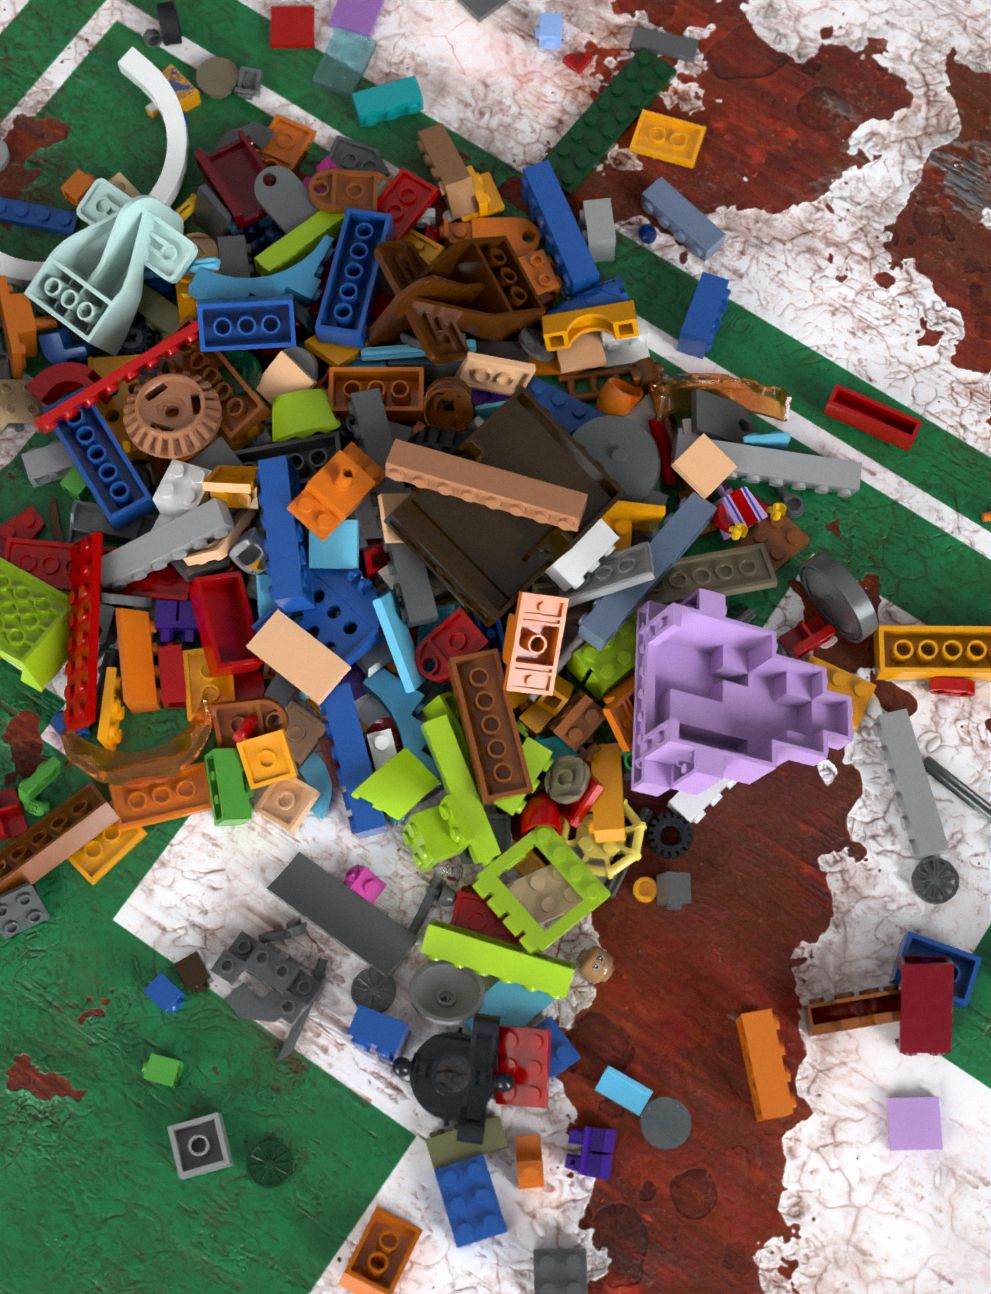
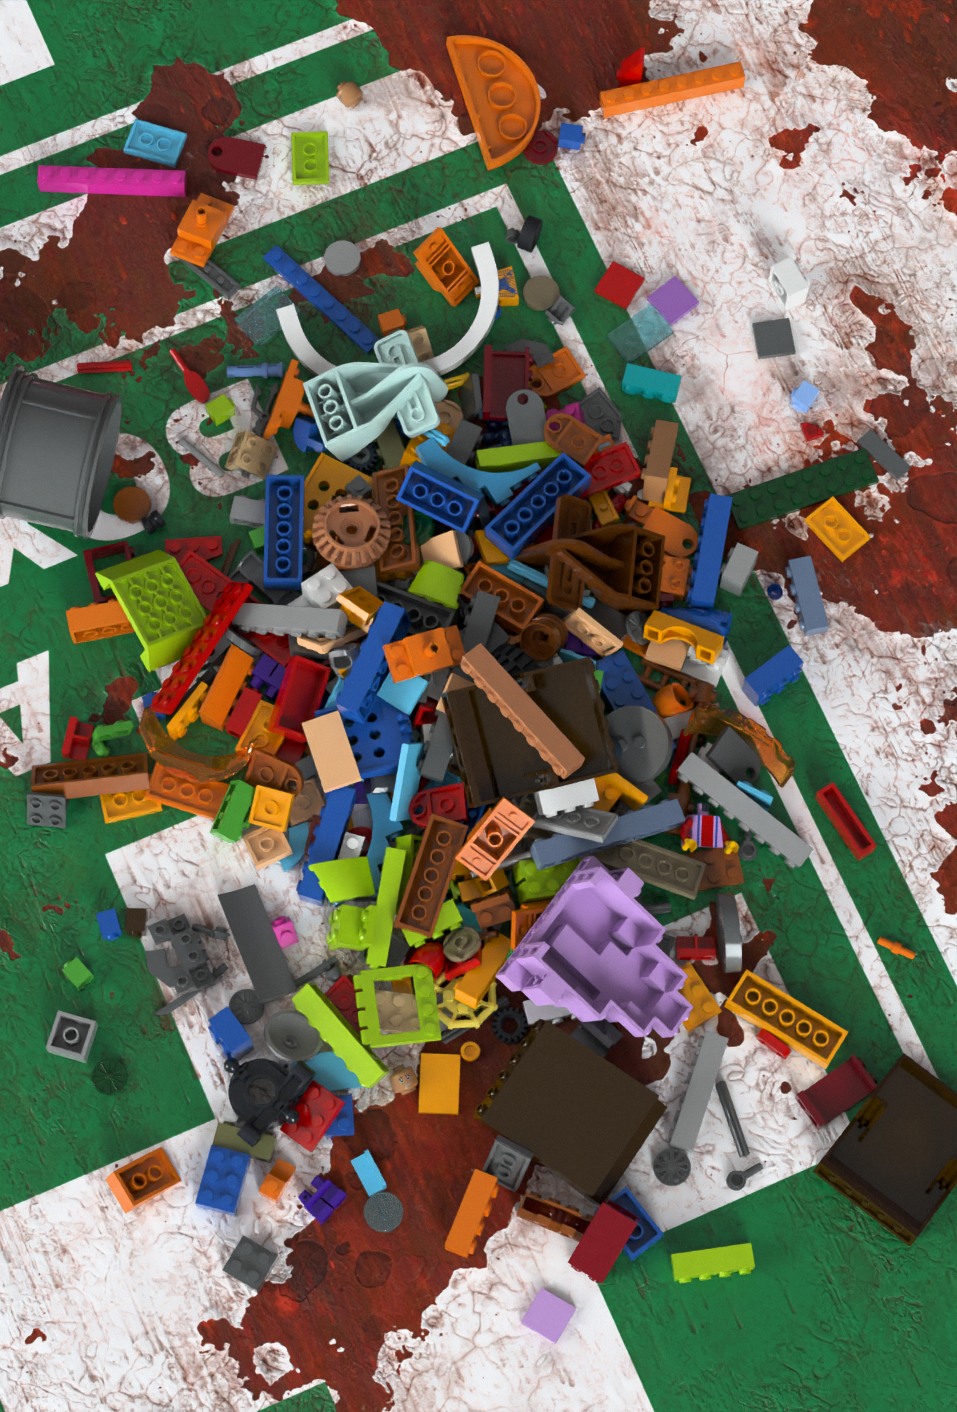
camera: 30 degrees right, 0 degrees up
(62, 378) = (293, 457): red arch -> none
(101, 100) = (445, 267): none -> orange brick
(110, 383) = (321, 485): red plate -> none
(246, 728) = (268, 779): red tile -> none
(635, 944) = (439, 1083): none -> light orange tile
(673, 889) = (488, 1063): dark grey brick -> none
(703, 466) = (694, 785): light nougat tile -> none
(768, 795) = (597, 1035): none -> dark grey bracket
(769, 985) = (508, 1163): none -> dark grey tile
(796, 887) = (571, 1110): none -> dark brown panel

